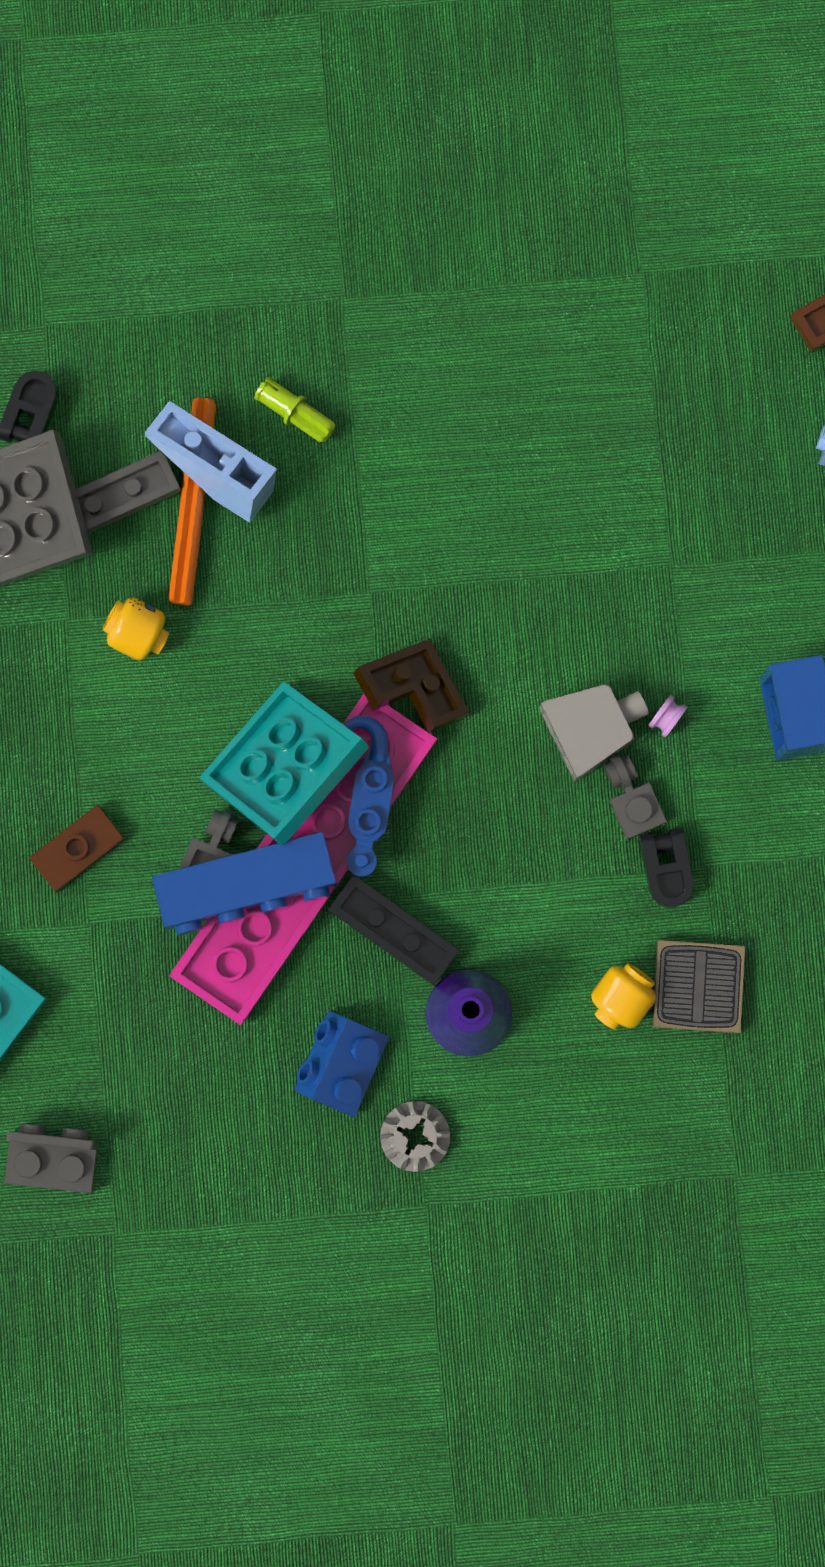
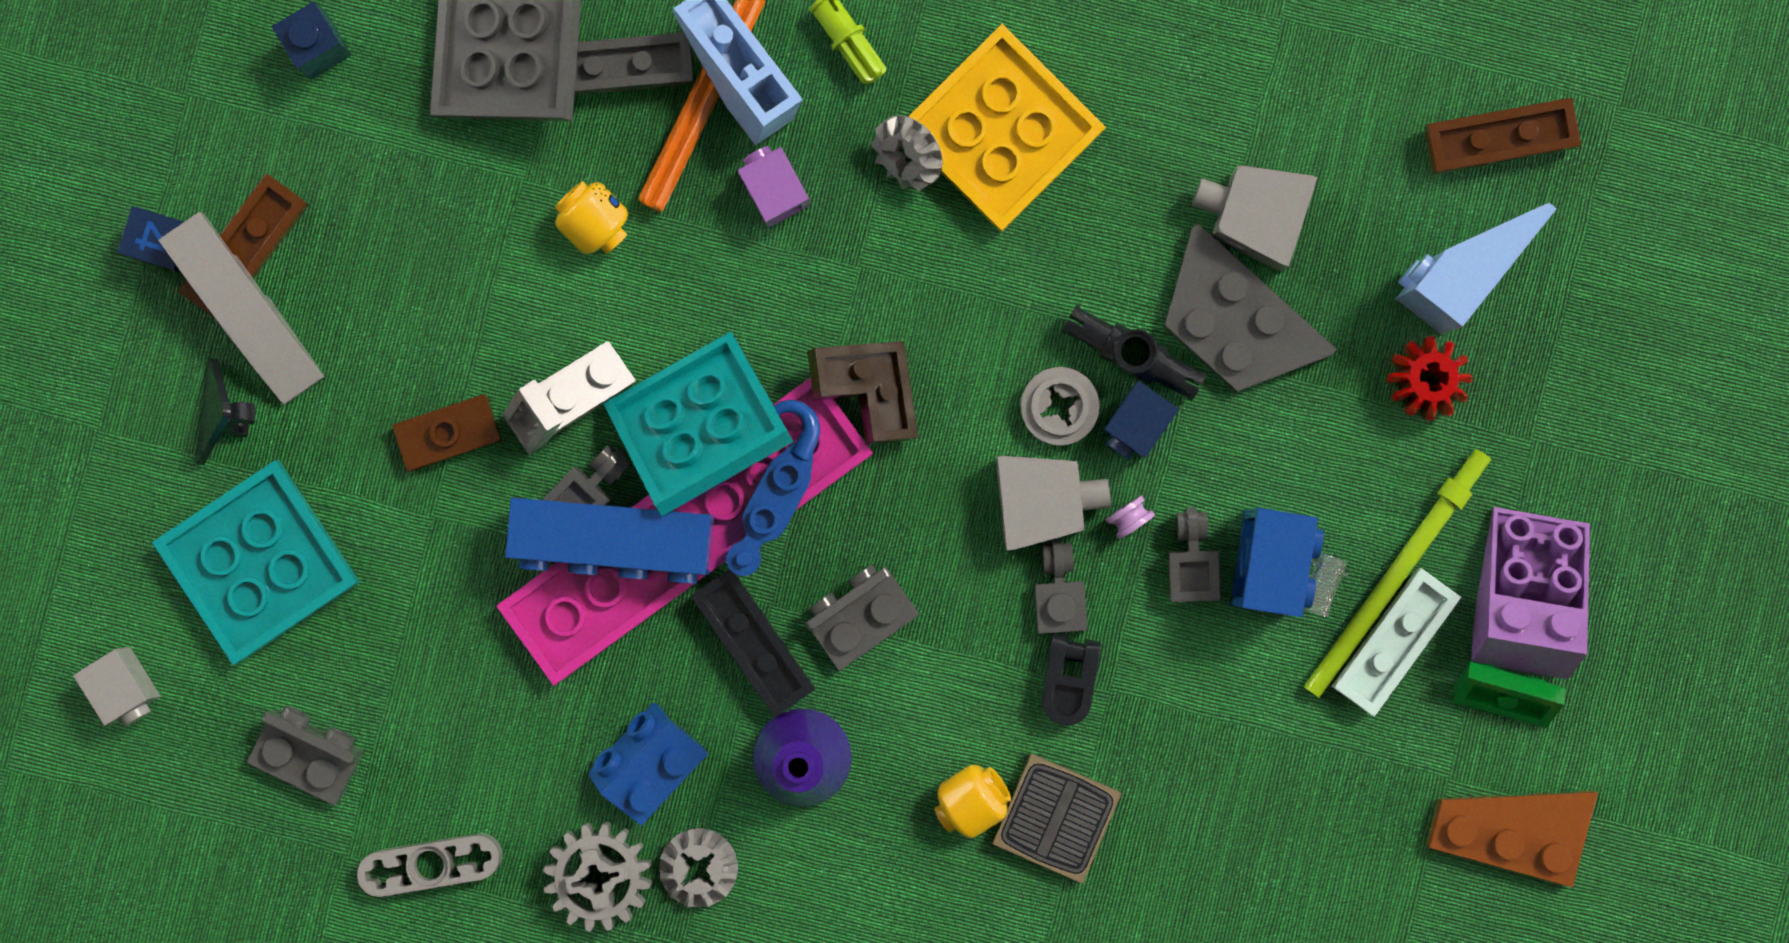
camera: 20 degrees right, 5 degrees up
(154, 1221) = (396, 883): none -> light grey beam
(163, 785) = (566, 396): none -> bracket
(276, 549) = (773, 185): none -> medium lavender brick
(345, 1189) = (601, 898): none -> light grey gear
(385, 474) = (917, 144): none -> light grey gear
(446, 438) = (1005, 127): none -> yellow plate
(475, 877) = (860, 617): none -> dark grey bracket
(576, 627) = (1081, 414): none -> light grey gear
(644, 583) = (1157, 365): none -> black pin
(646, 636) = (1138, 422): none -> dark blue brick
(681, 431) = (1258, 212): none -> light grey torso
(694, 525) = (1236, 319): none -> dark grey wing
(737, 742) = (1193, 572): none -> dark grey plate

